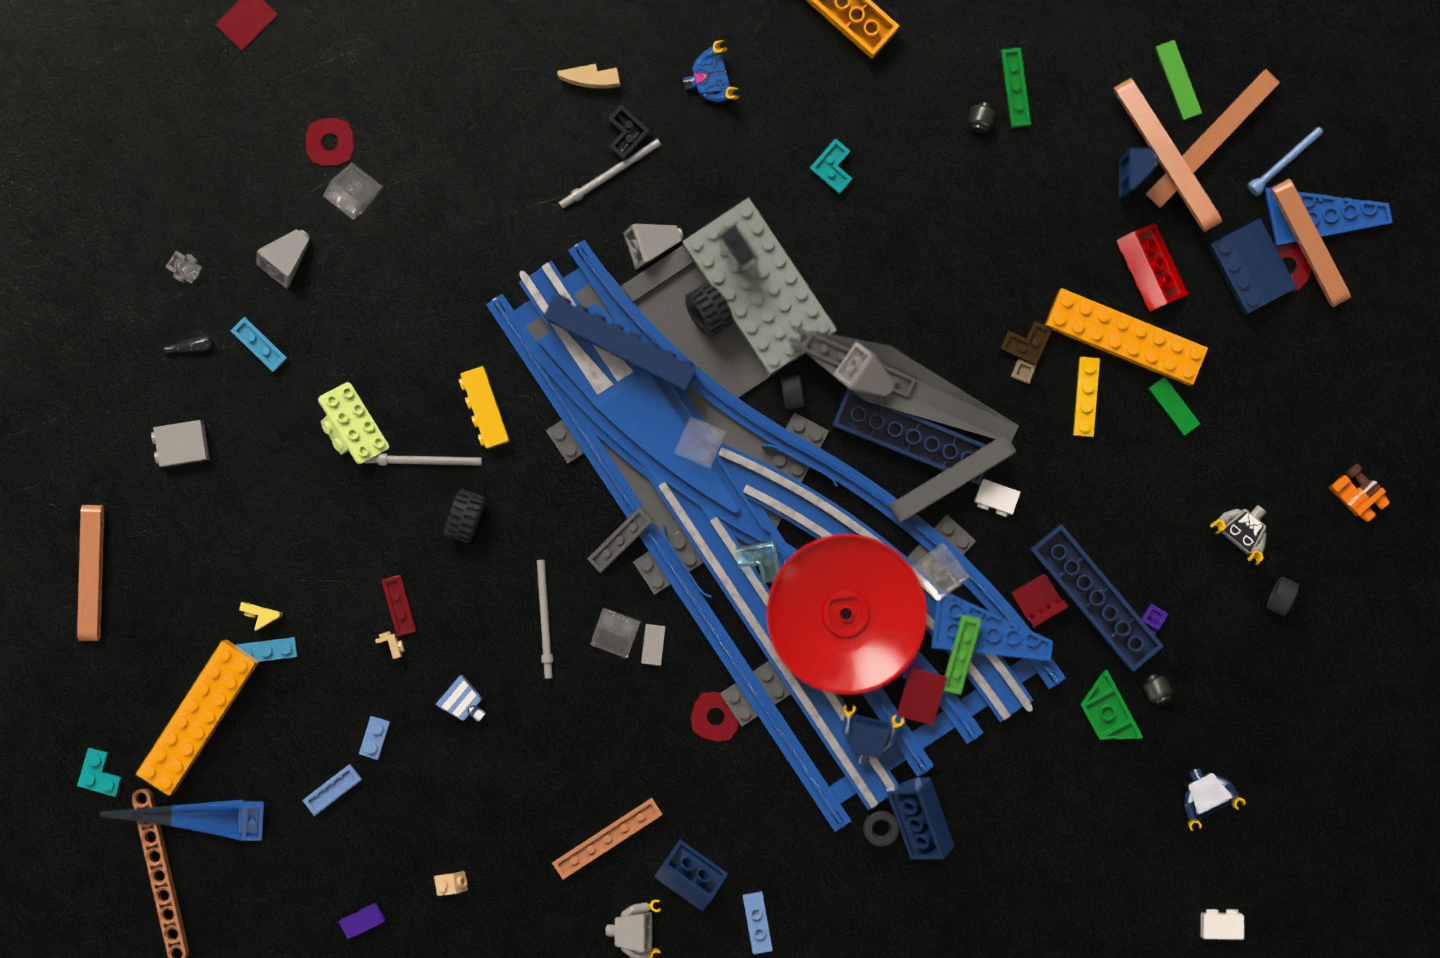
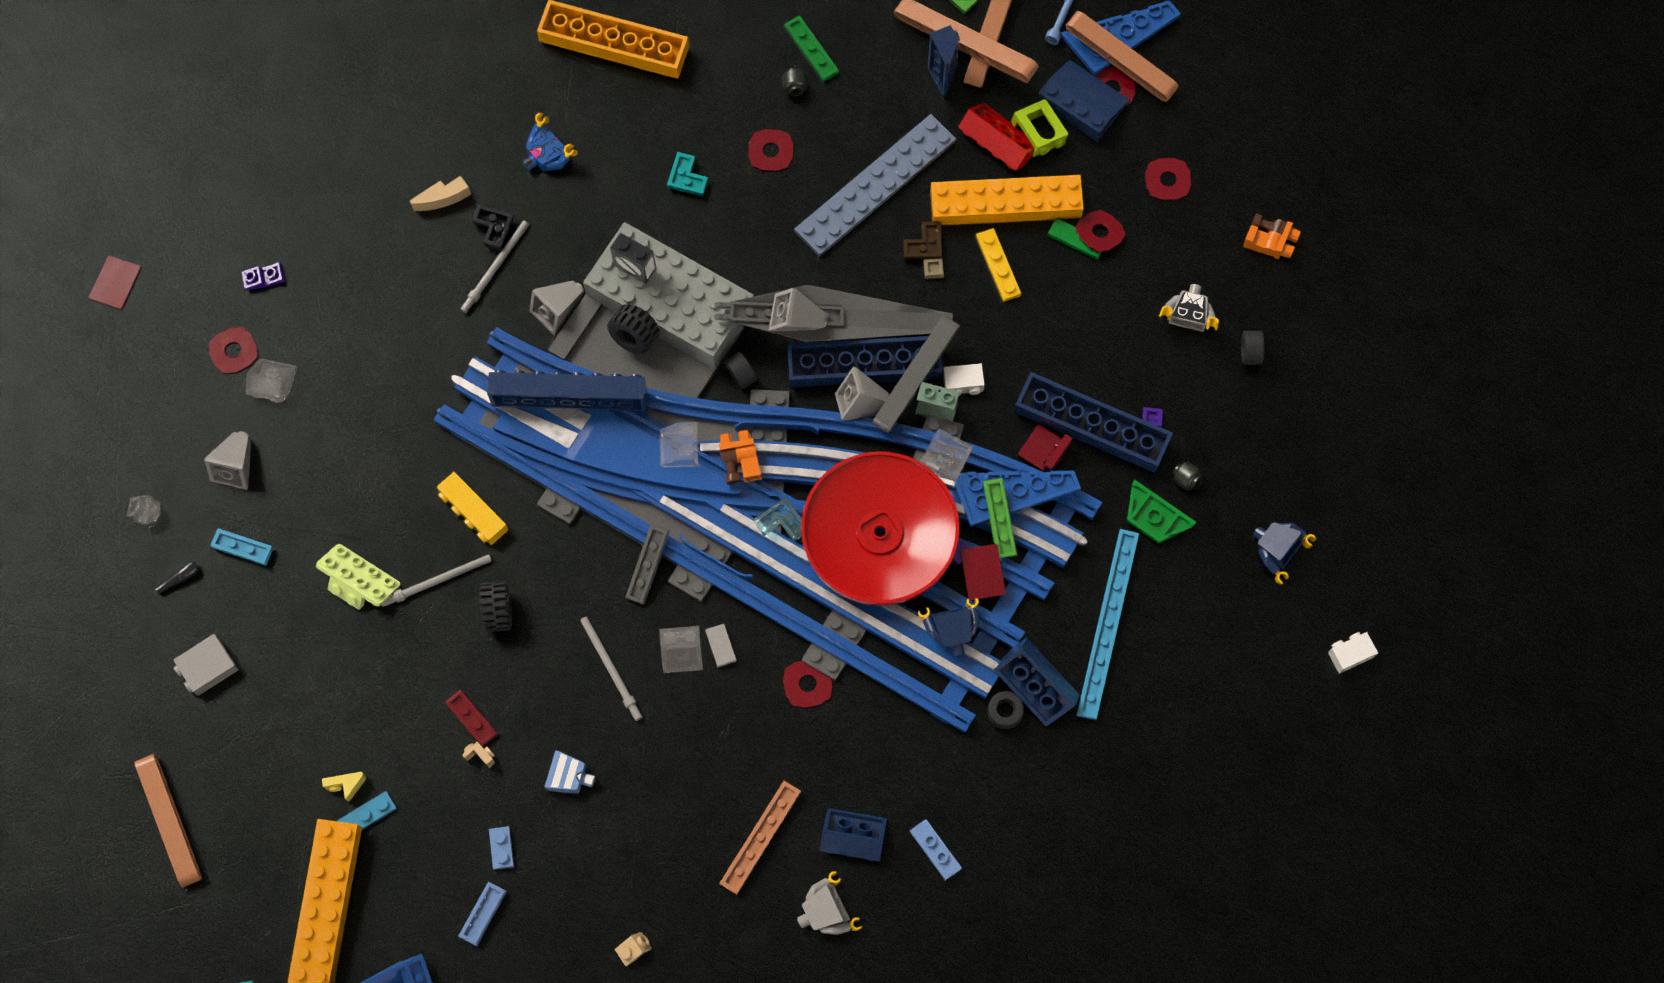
camera: 25 degrees left, 15 degrees down
(388, 80) = (263, 277): none -> slope
(751, 476) = (739, 452): none -> orange hips
(891, 472) = (859, 396): none -> light grey slope
(931, 191) = (765, 163): none -> dark red piece
(959, 511) = (936, 403): none -> sand green panel
(1009, 260) = (875, 185): none -> sand blue plate
(1013, 792) = (1107, 624): none -> dark azure plate
(1184, 294) = (1024, 116): none -> lime panel
(1184, 409) = (1099, 217): none -> dark red piece
(1308, 385) = (1162, 192): none -> dark red piece

